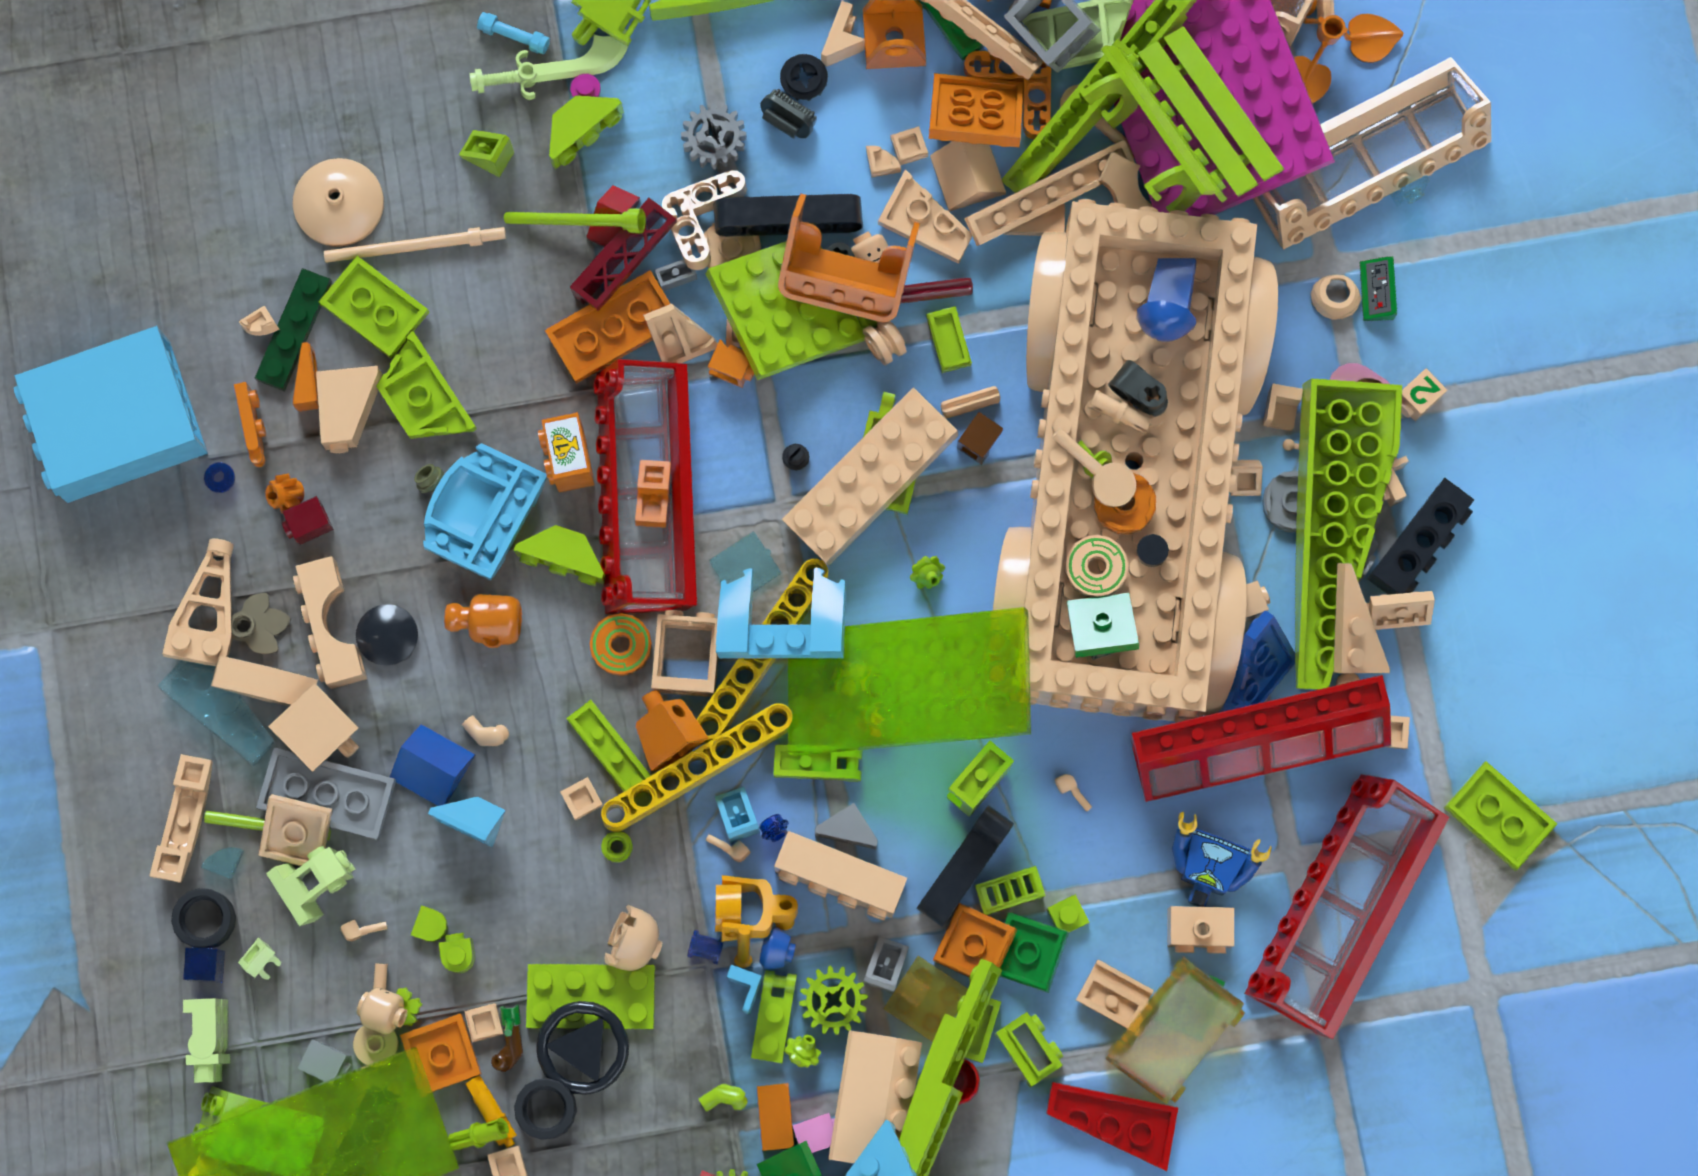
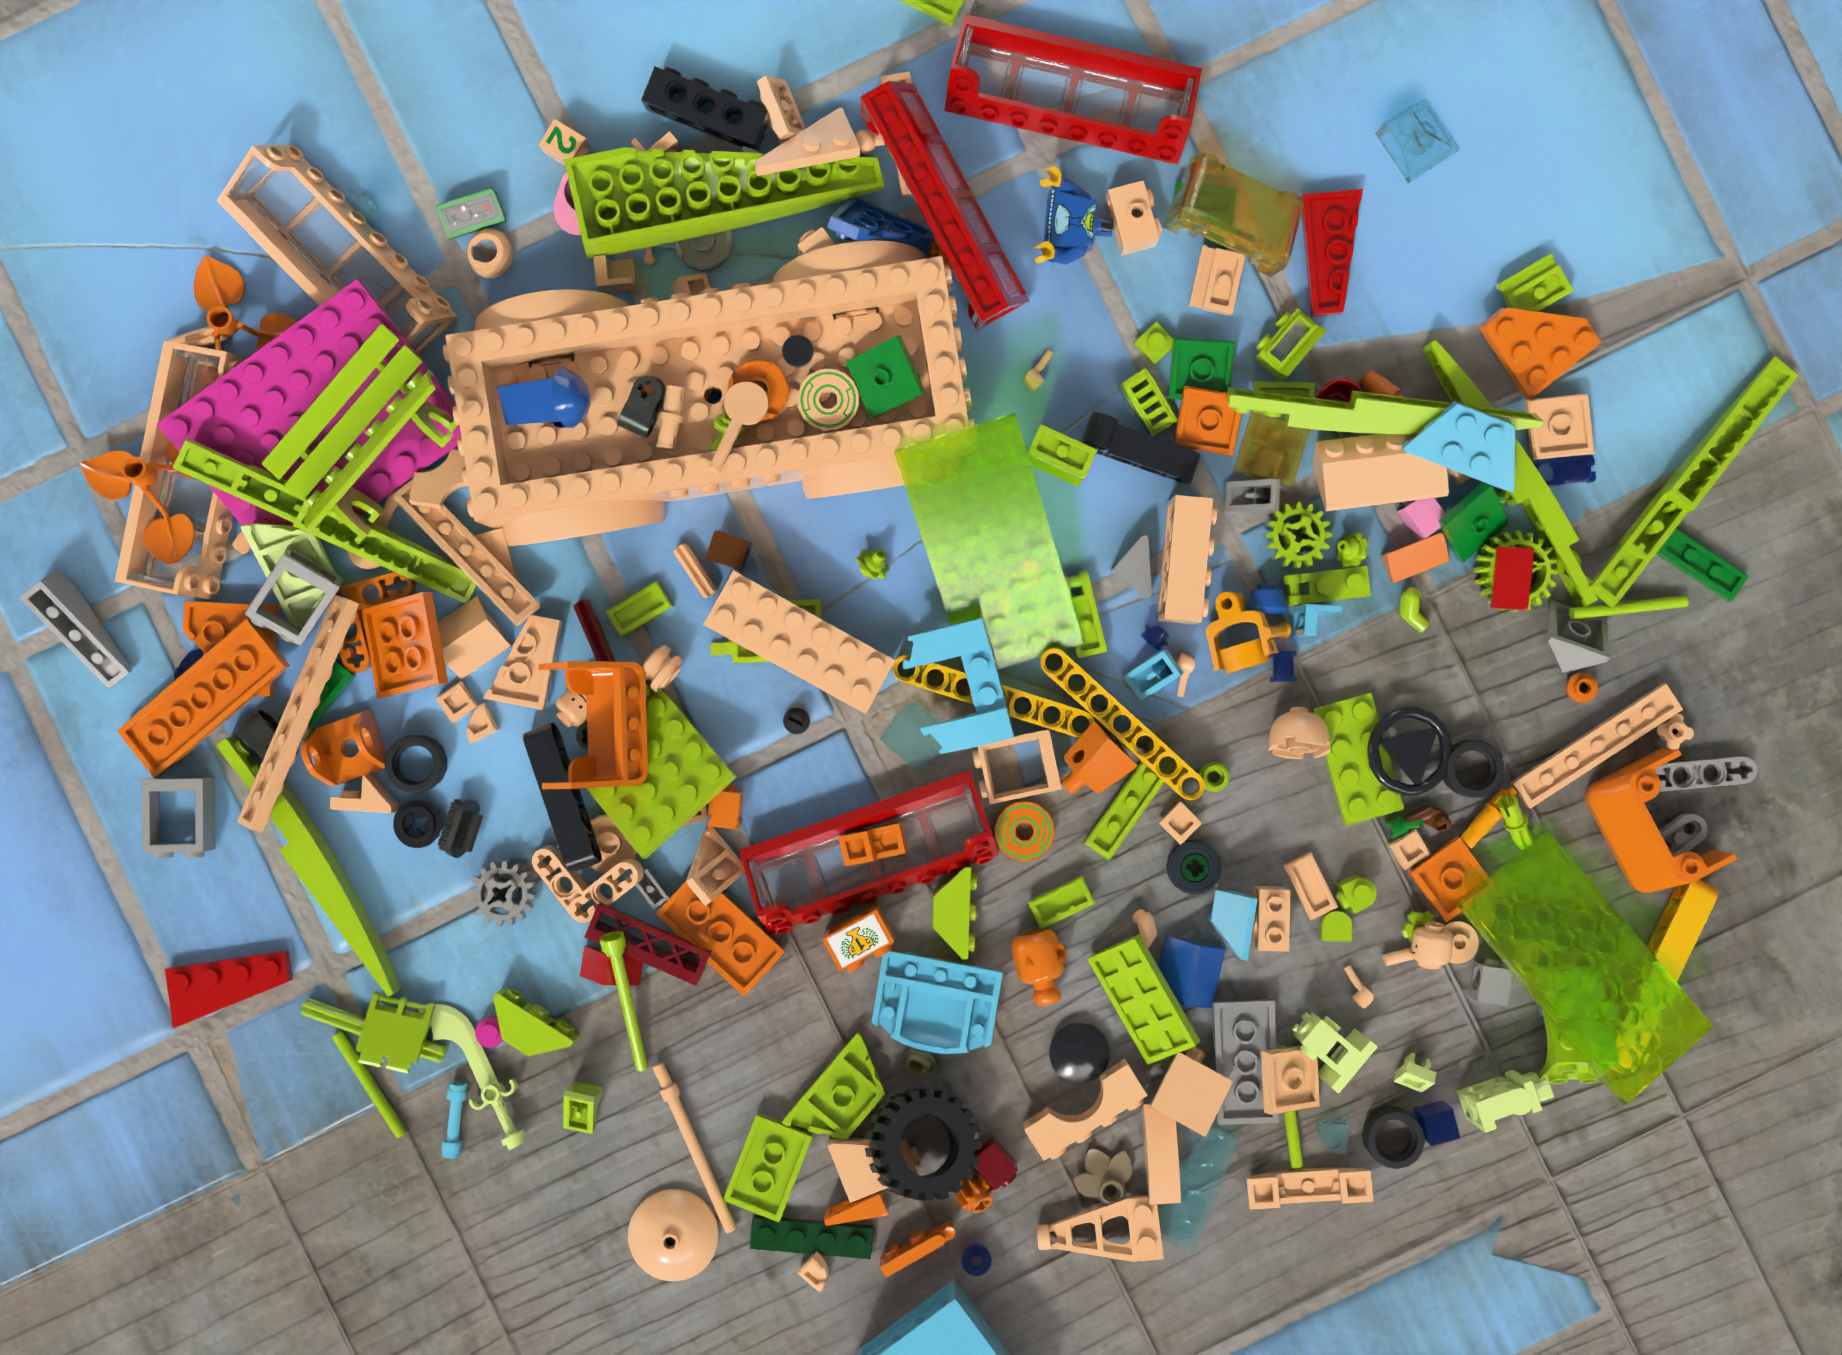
camera: 105 degrees left, 10 degrees up
(359, 415) = (887, 1137): none -> black tyre
(419, 709) = (1143, 999): none -> lime plate
(459, 859) = (1271, 918): none -> light nougat brick
(478, 911) = (1310, 885): none -> light nougat tile
(526, 786) = (1183, 878): none -> black bush
(540, 659) = (1061, 902): none -> lime plate
(867, 69) = (392, 763): none -> black tyre
(959, 1130) = (1375, 383): none -> orange cone

